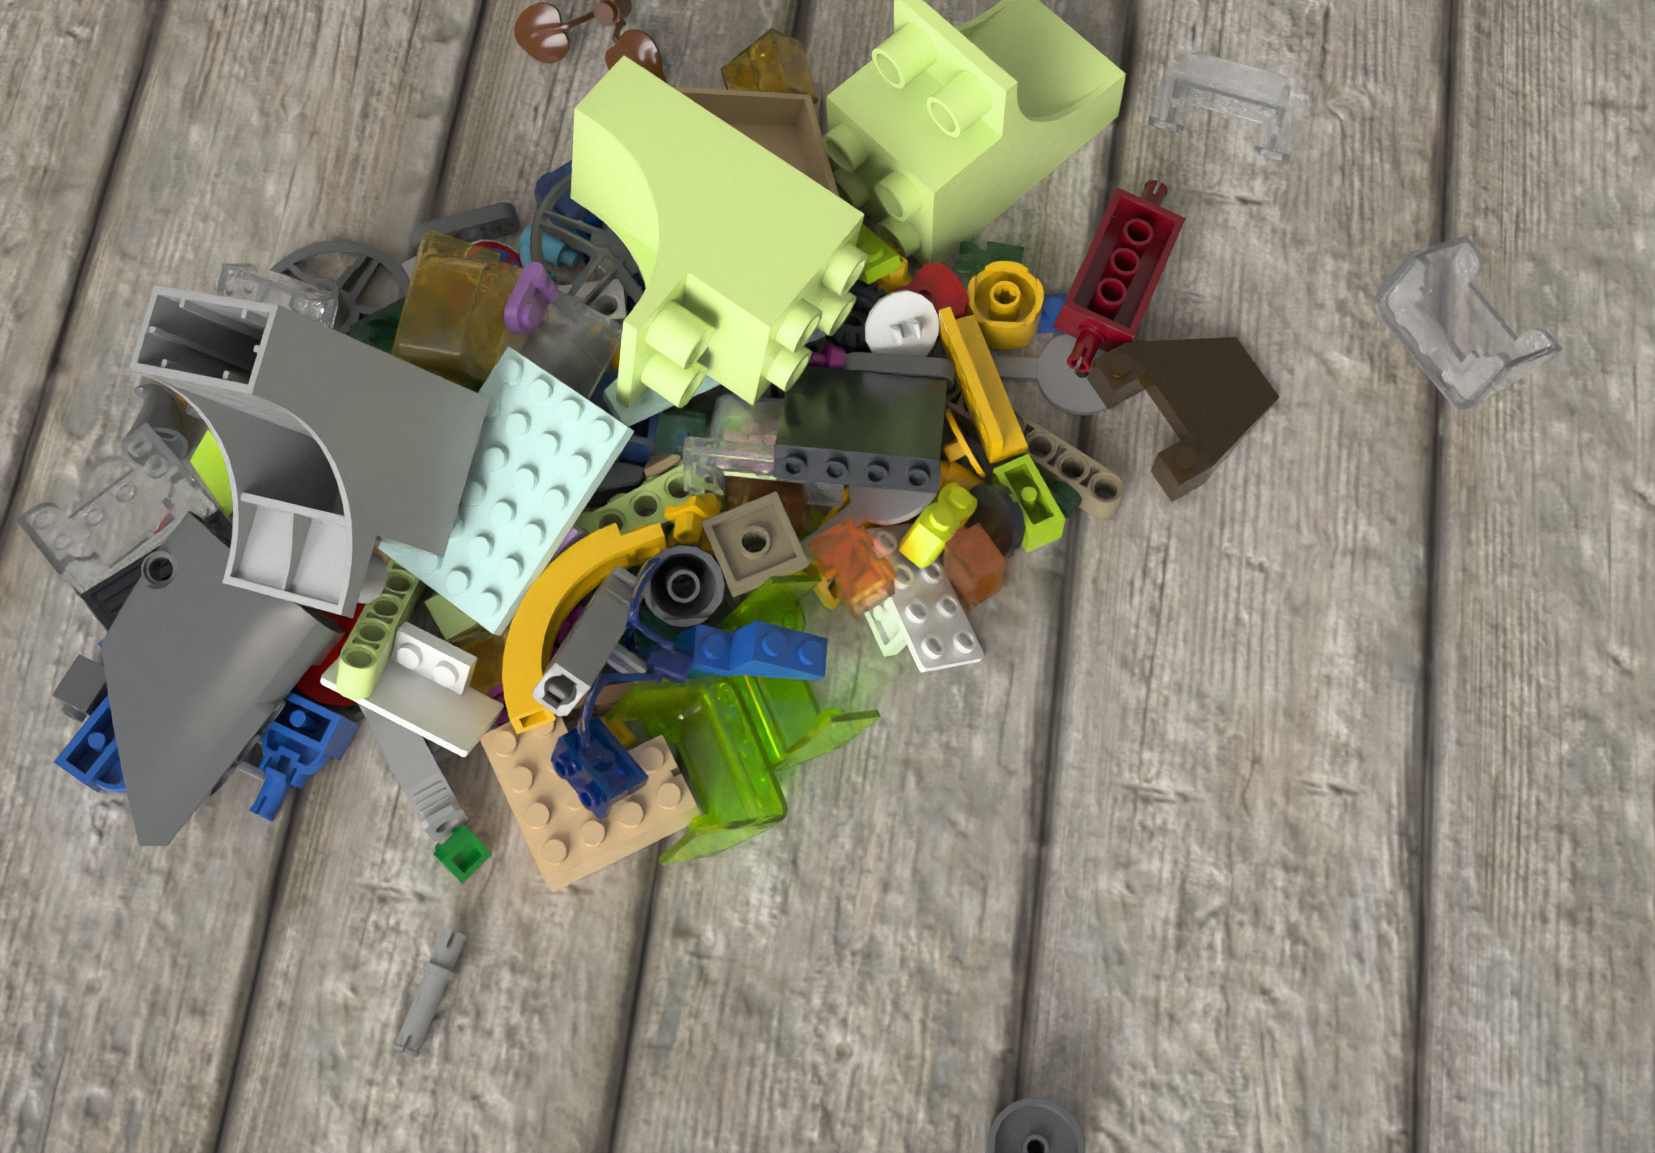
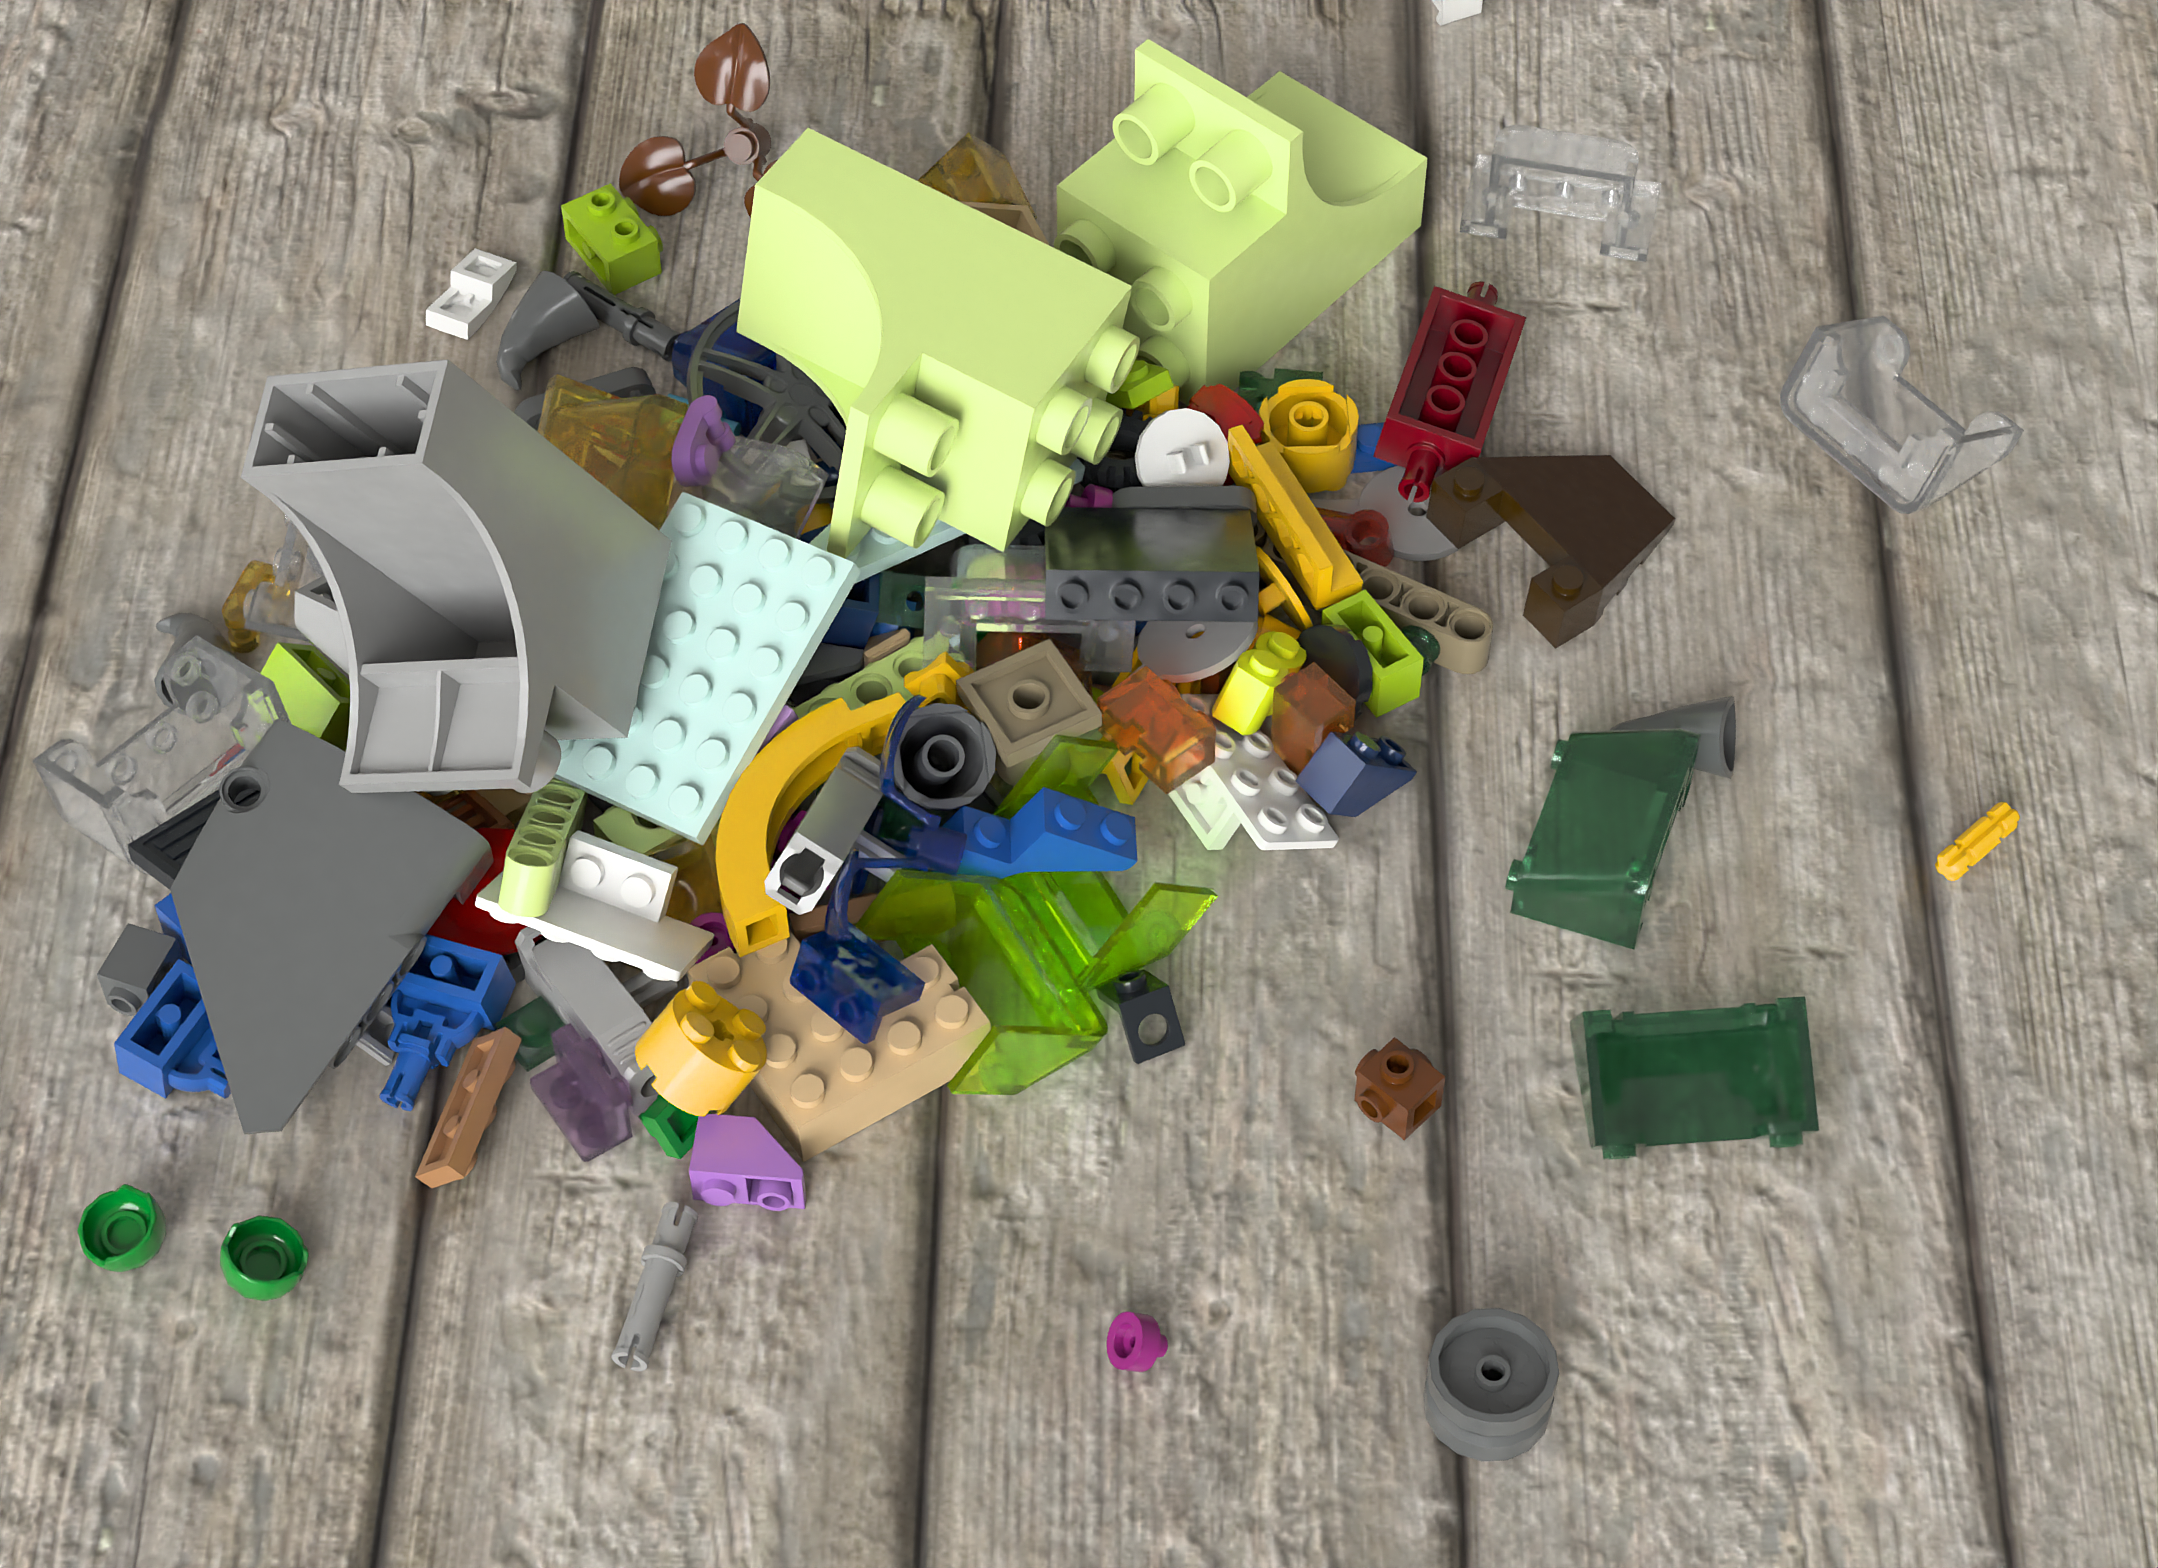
camera: 10 degrees left, 15 degrees down
(51, 907) = (122, 1229): none -> green hair
(149, 941) = (263, 1258): none -> green hair
(312, 829) = (469, 1108): none -> medium nougat plate
(367, 766) = (534, 1025): none -> clear green plate
(392, 831) = (583, 1097): none -> clear purple bracket
(397, 120) = (473, 295): none -> white slope
(439, 154) = (543, 319): none -> dark grey hat
(477, 817) = (702, 1050): none -> yellow brick
(501, 895) = (743, 1164): none -> medium lavender slope
(502, 83) = (612, 238): none -> lime brick
(512, 160) = (635, 324): none -> dark grey pin
(775, 1079) = (1135, 1342): none -> magenta tile
(814, 785) = (1134, 998): none -> black bracket
(1002, 604) = (1354, 772): none -> dark blue slope
(1003, 897) = (1398, 1087): none -> reddish brown brick
(1022, 391) = (1353, 528): none -> clear red piece
(1186, 674) = (1604, 830): none -> clear green windscreen
(1226, 895) = (1695, 1076): none -> clear green windscreen
(1263, 595) = (1711, 719): none -> dark grey hat
(1473, 706) = (1977, 841): none -> yellow axle

